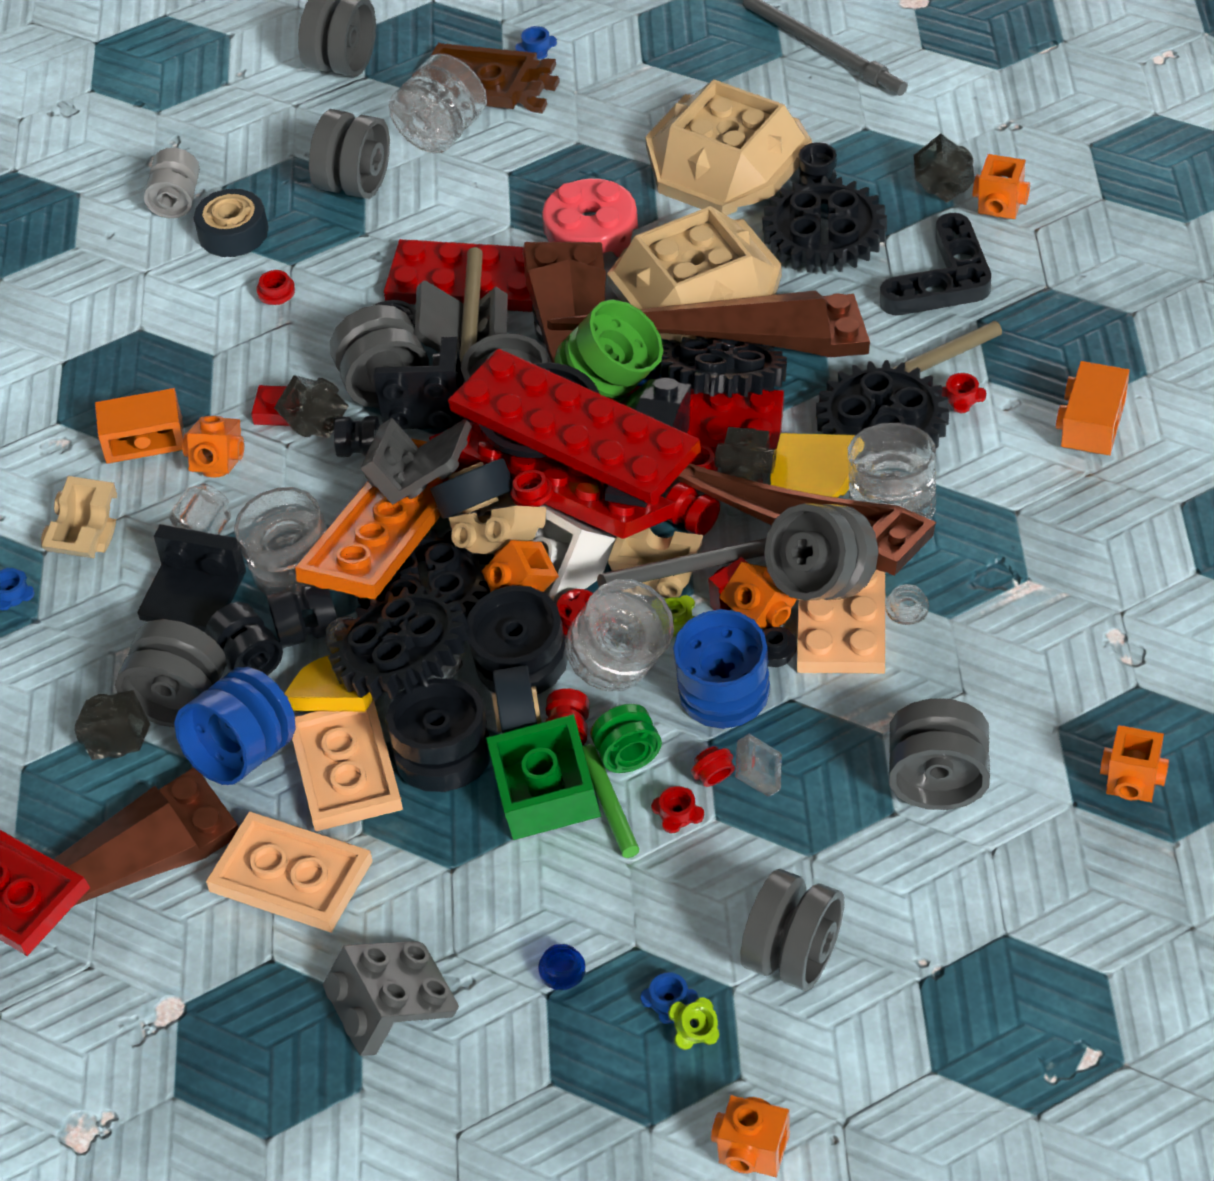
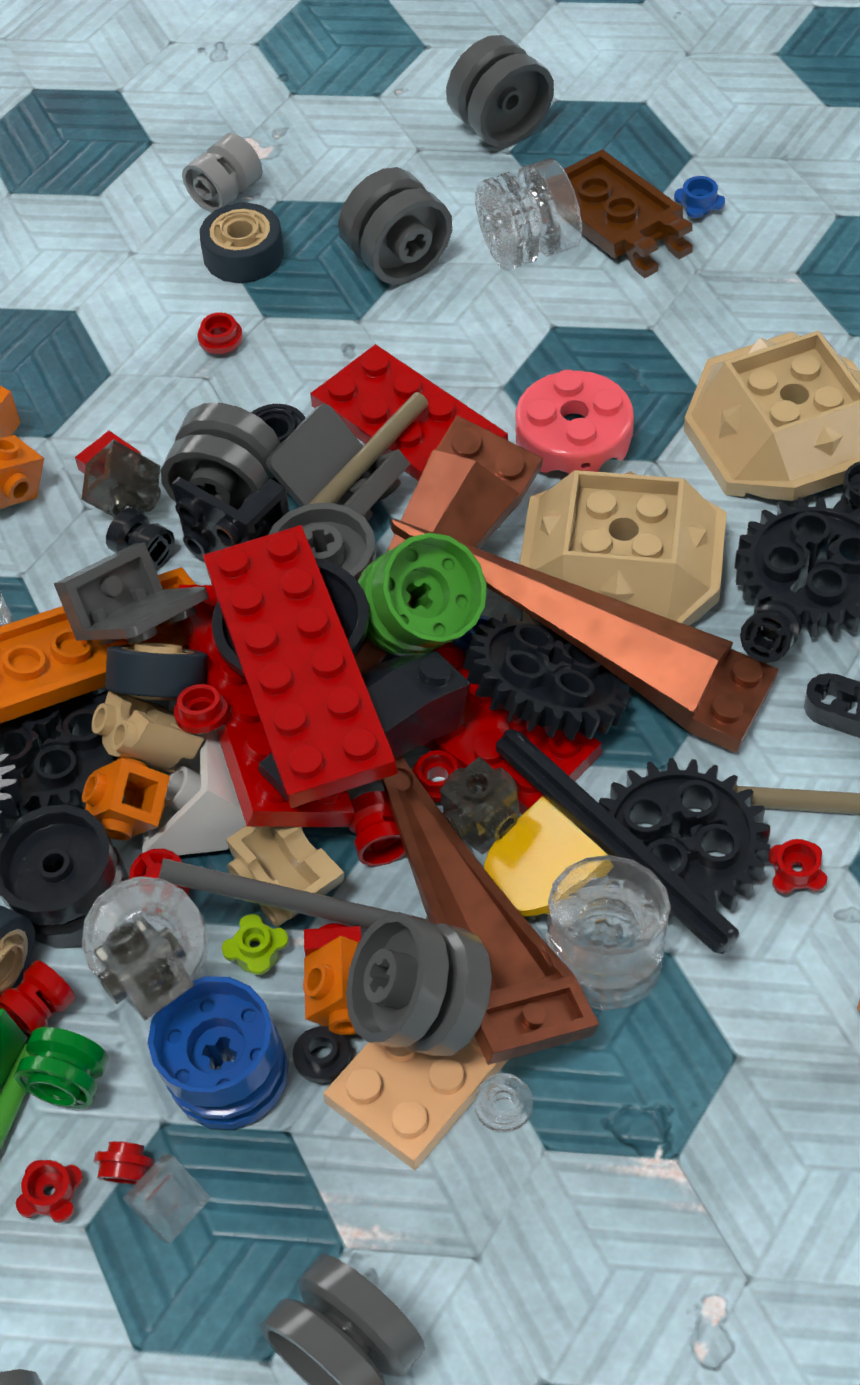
camera: 35 degrees right, 5 degrees up
(654, 628) = (142, 967): none -> clear smoke brick
(829, 265) = (779, 624): none -> black wheel
(835, 424) = (615, 838): none -> black axle

